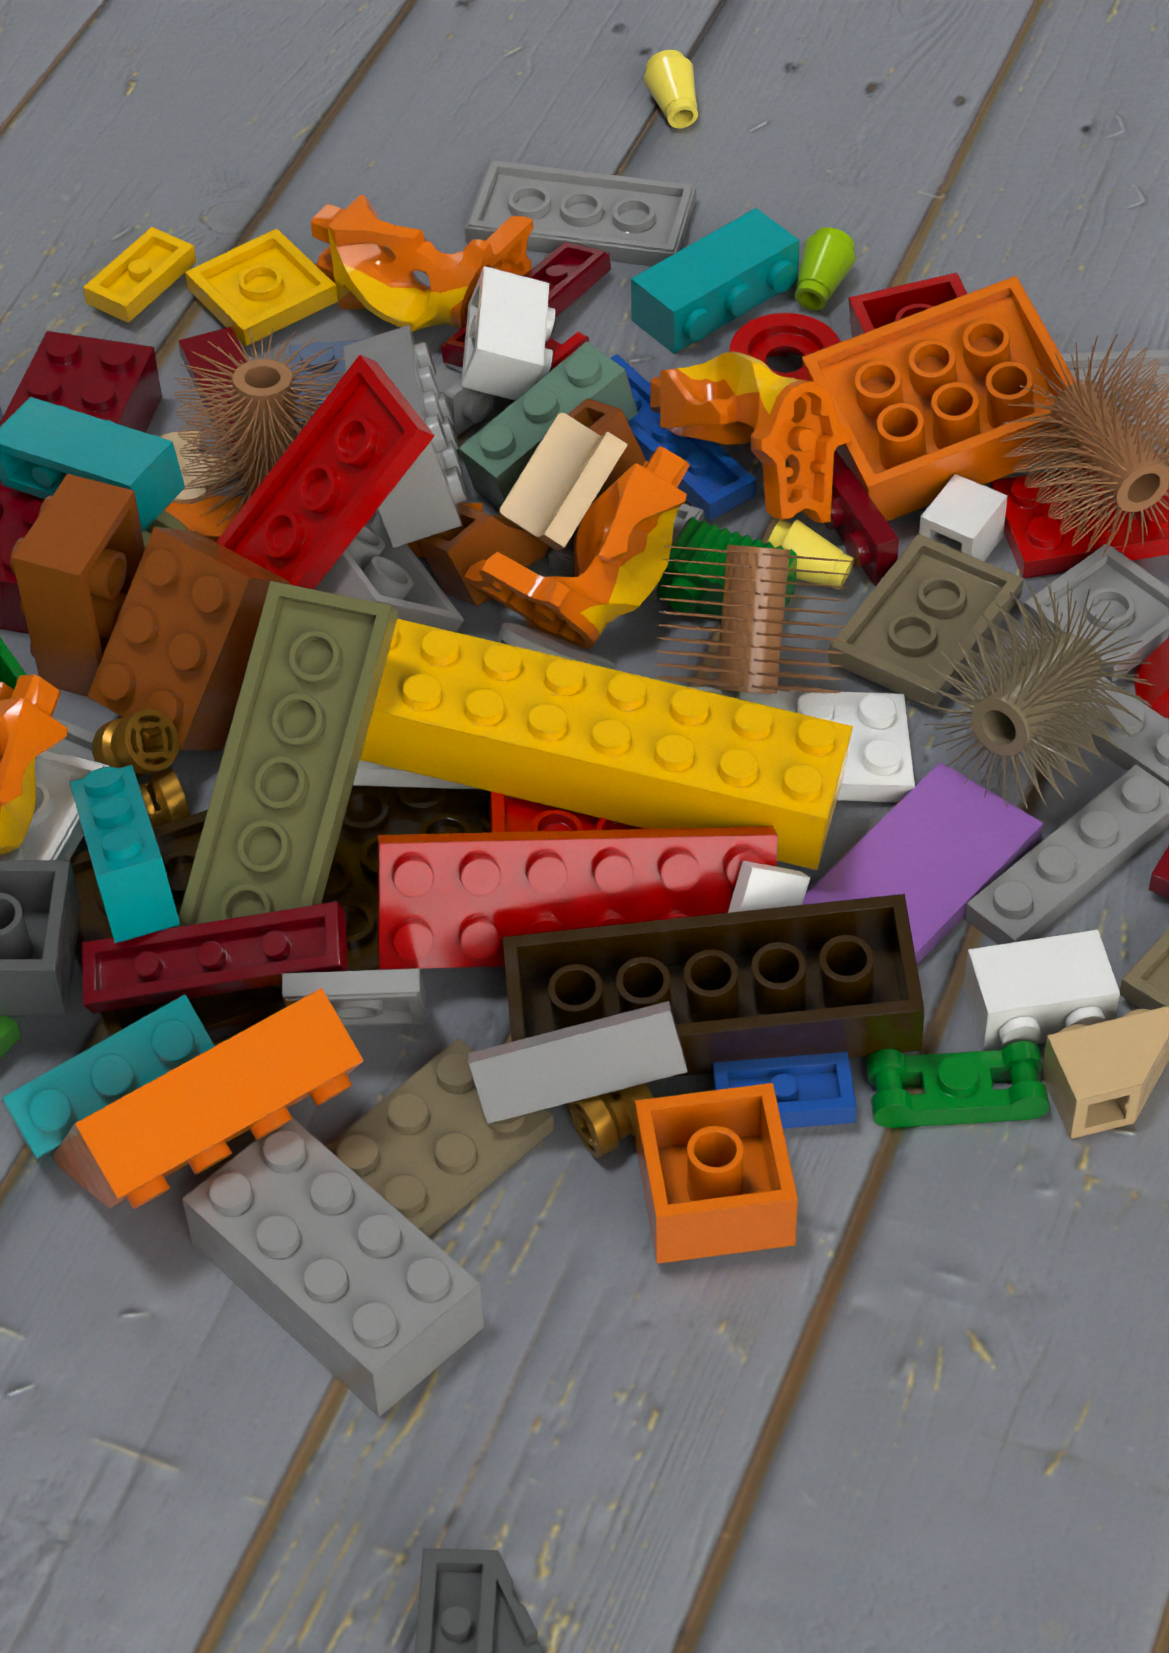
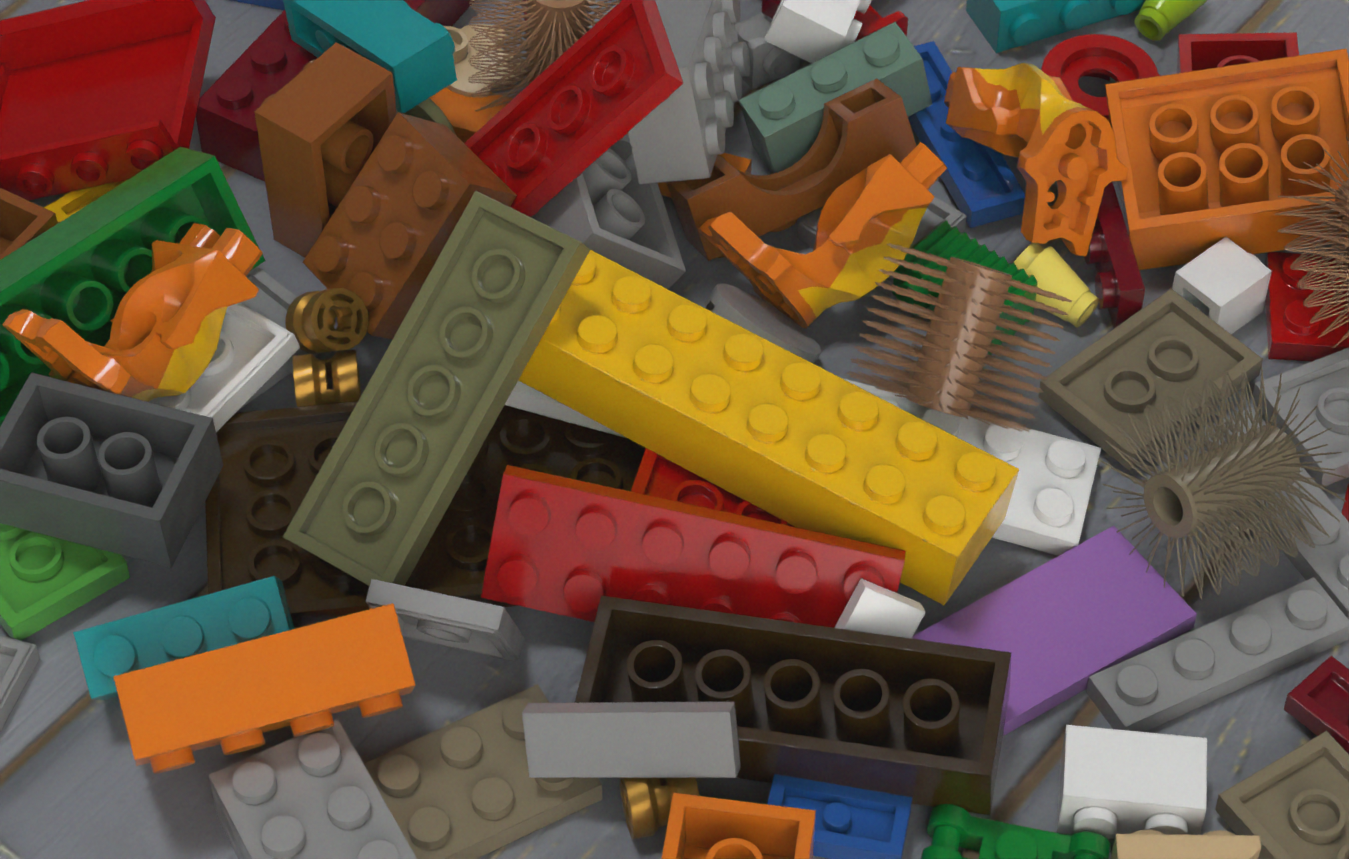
camera: 15 degrees right, 0 degrees up
(124, 853) = (270, 423): teal brick -> none
(213, 957) = (320, 546): dark red plate -> none
(561, 480) = (819, 154): tan panel -> none

